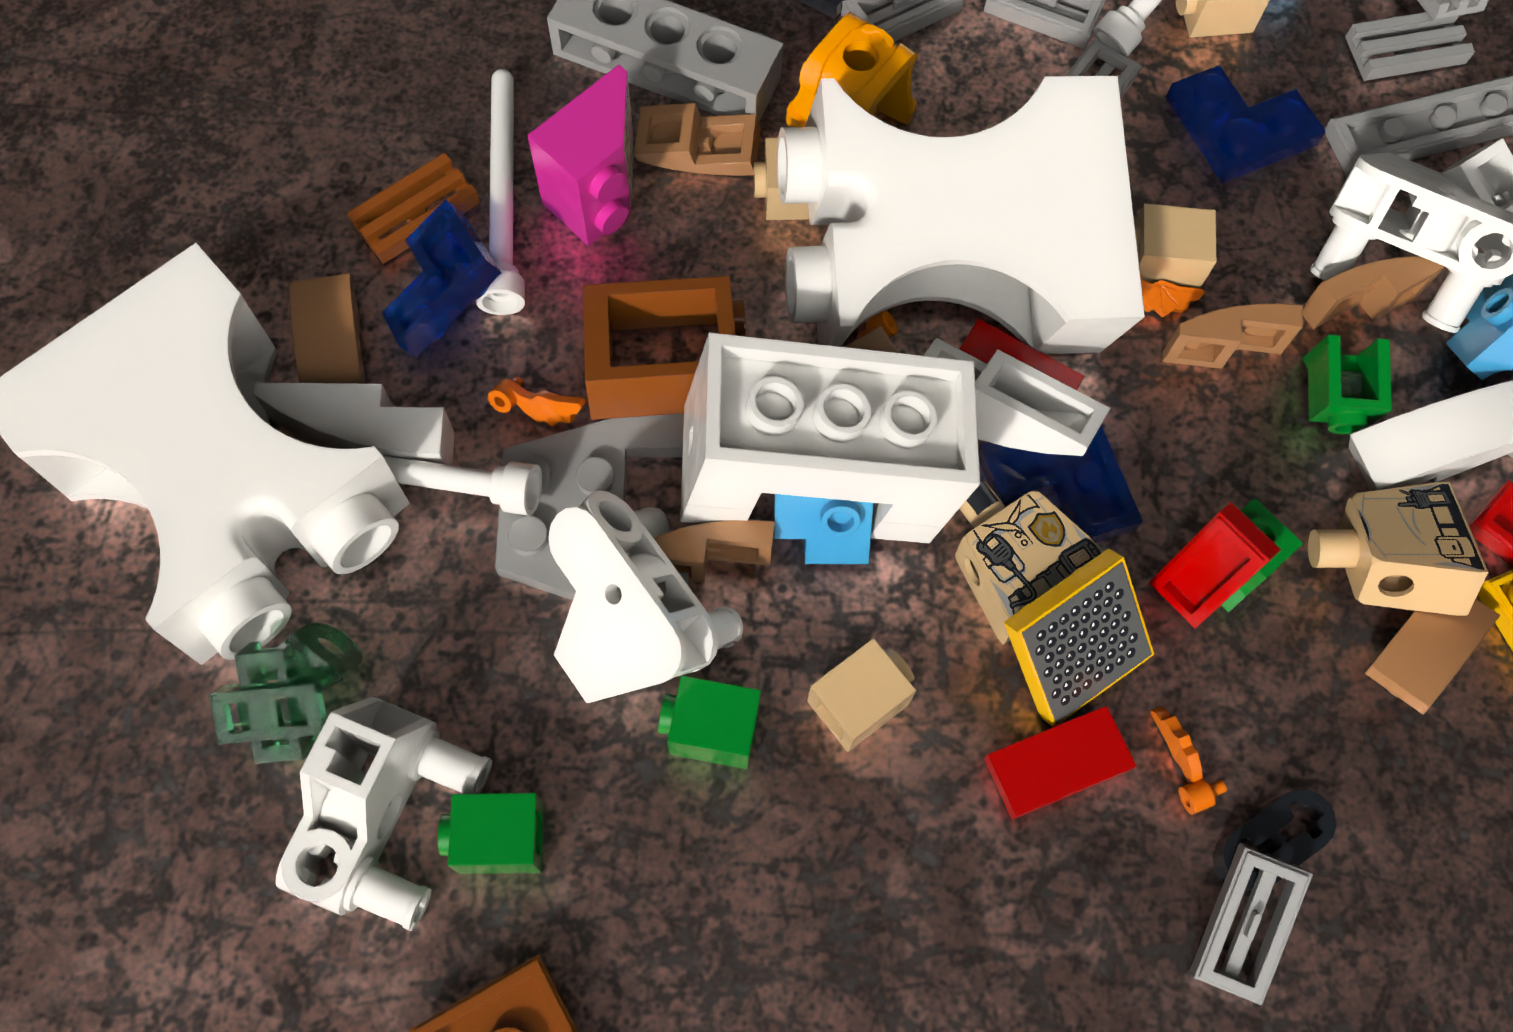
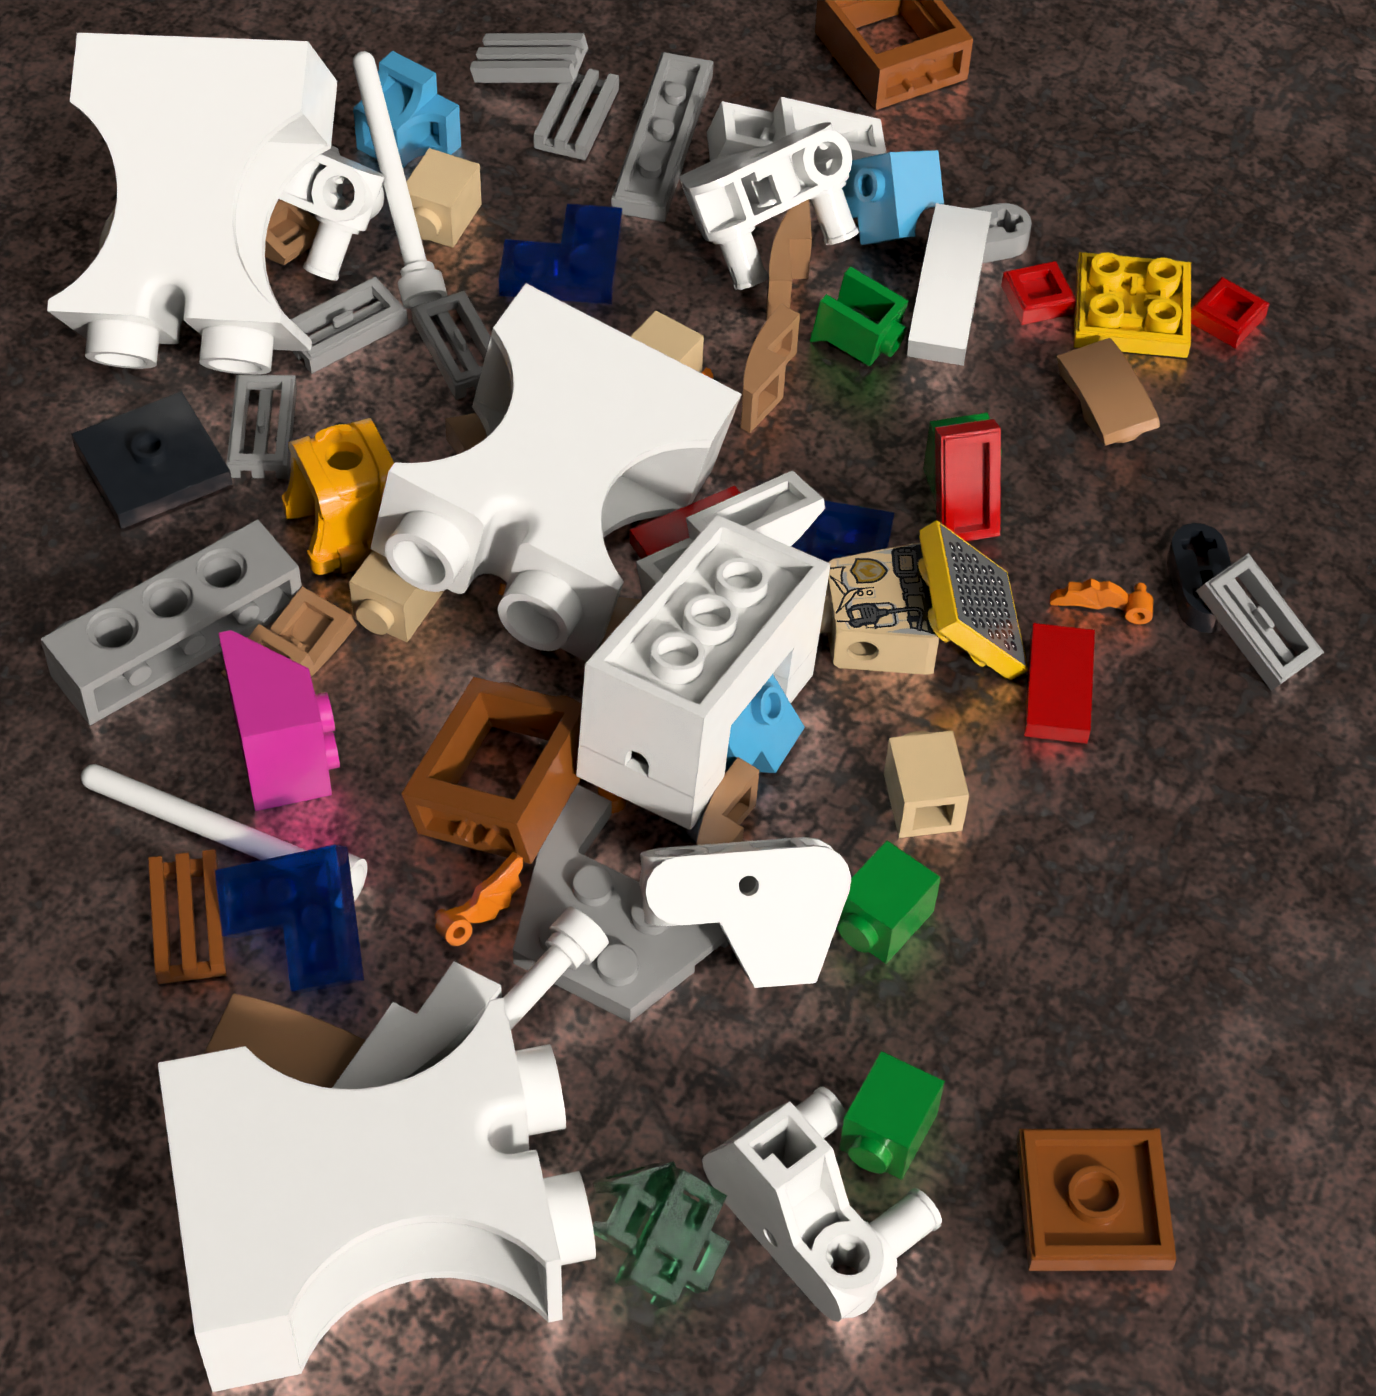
camera: 60 degrees left, 15 degrees down
(1405, 550) = (1027, 358): tan torso -> none

